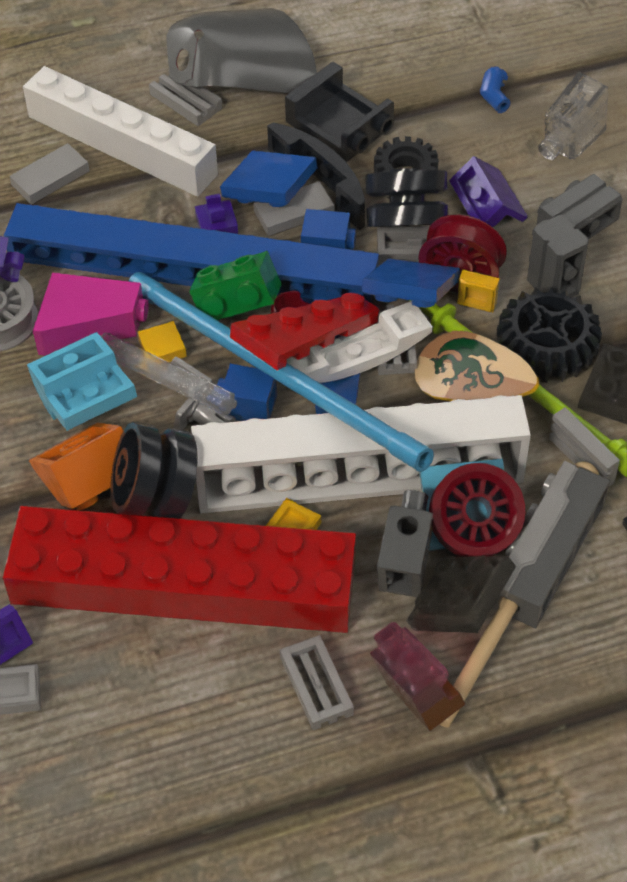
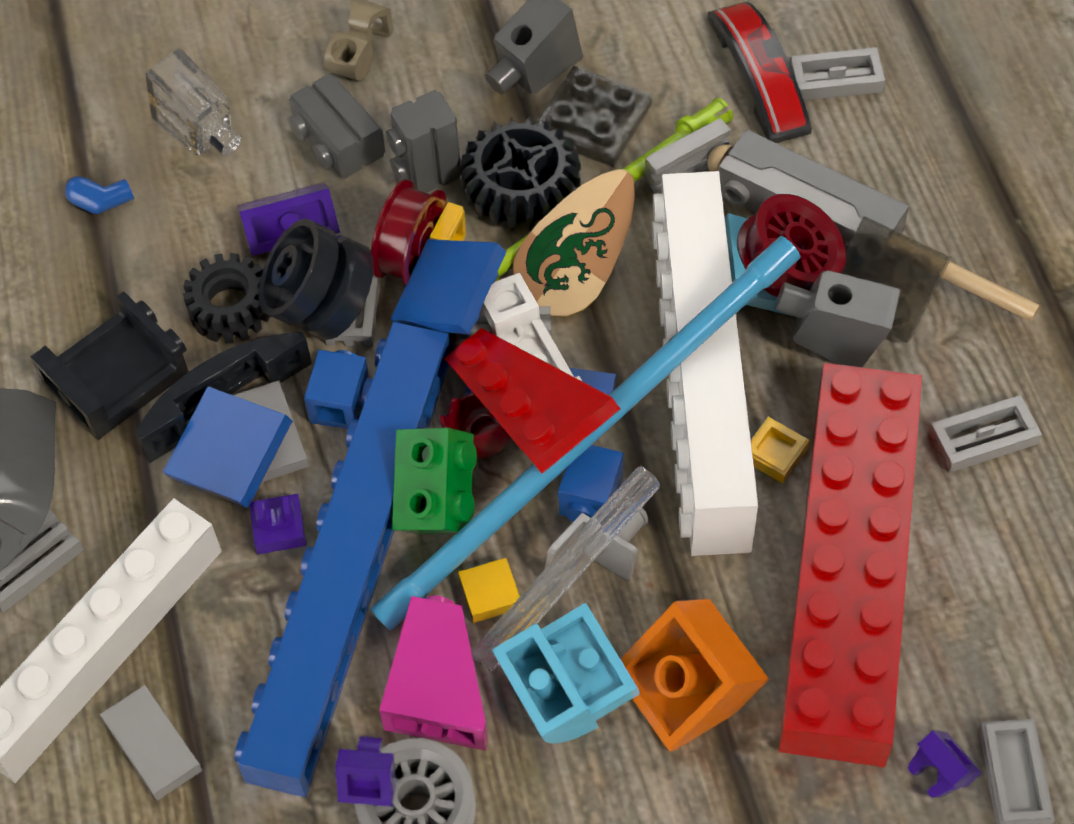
camera: 85 degrees left, 5 degrees up
(153, 471) = (747, 564): black wheel -> none
(415, 675) = (993, 322): clear pink hips -> none

